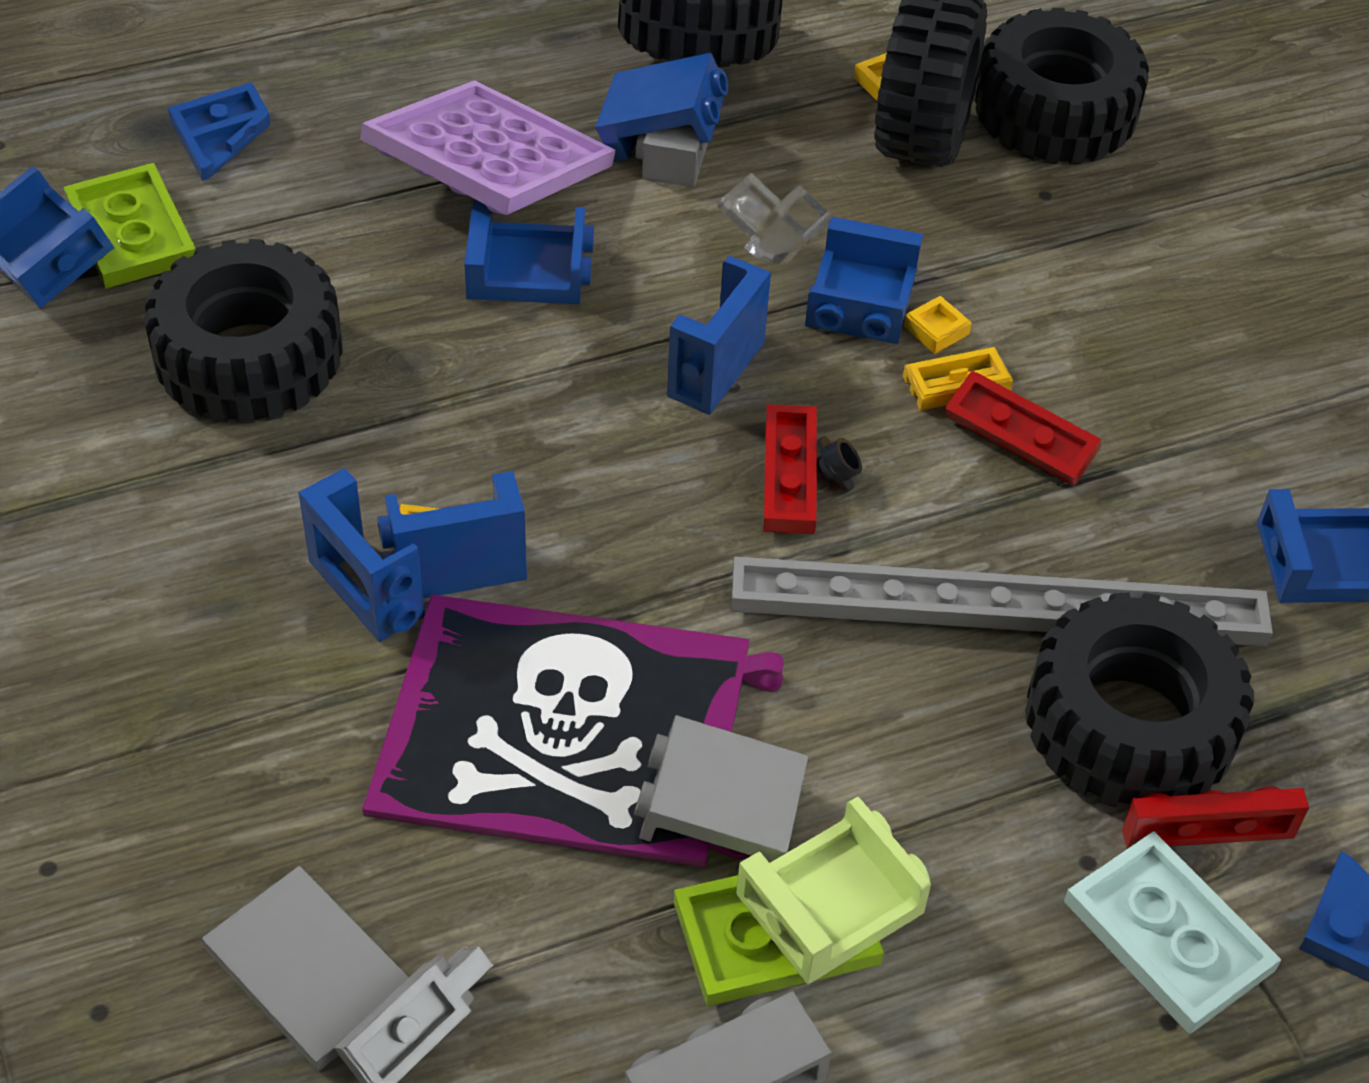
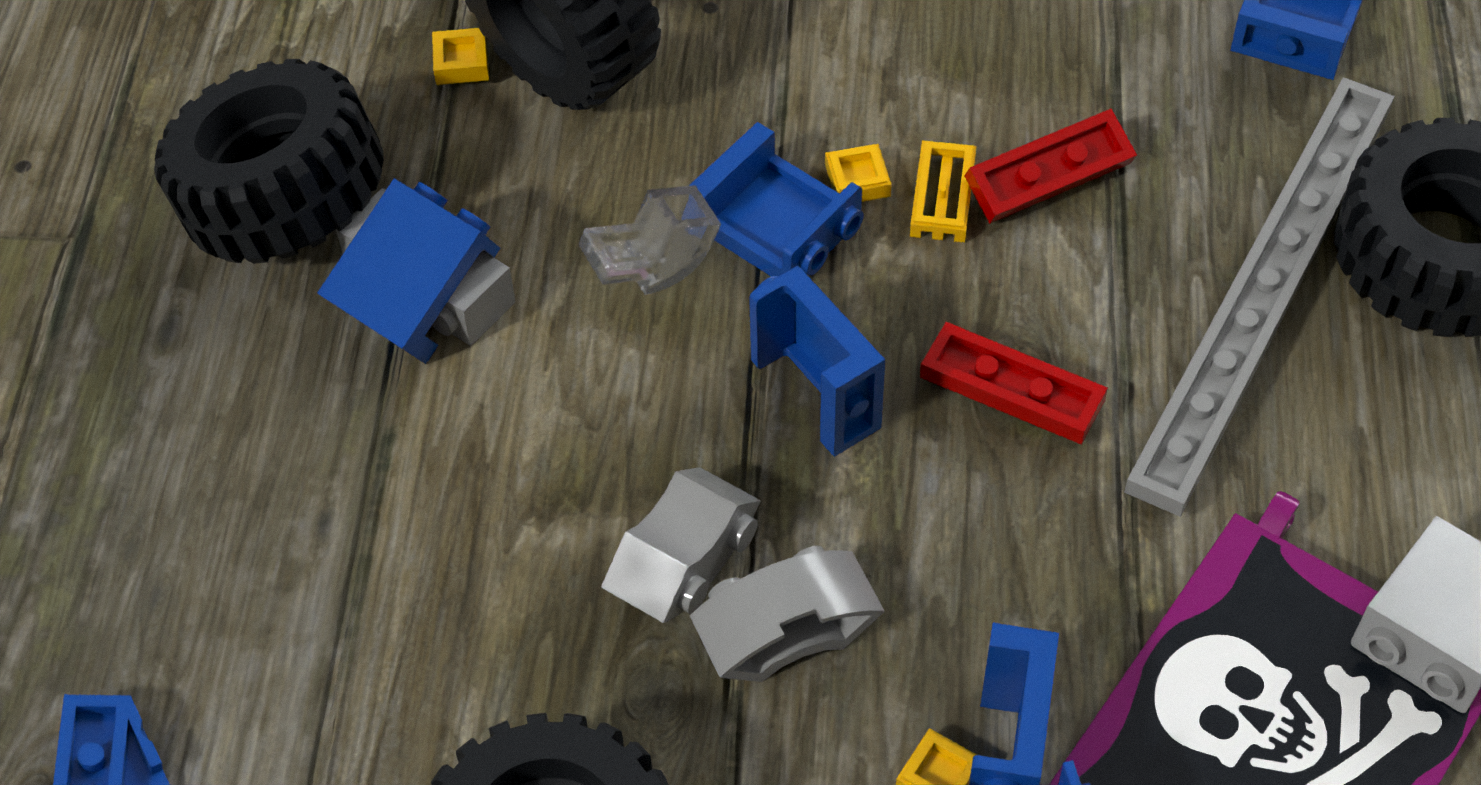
camera: 60 degrees left, 5 degrees up
(487, 146) = (368, 470): lavender plate -> none
(497, 394) = (785, 613): none -> light grey brick
(527, 259) = (557, 503): blue panel -> none
(527, 324) = (682, 544): none -> light grey brick
(838, 462) = (1026, 335): black plate -> none

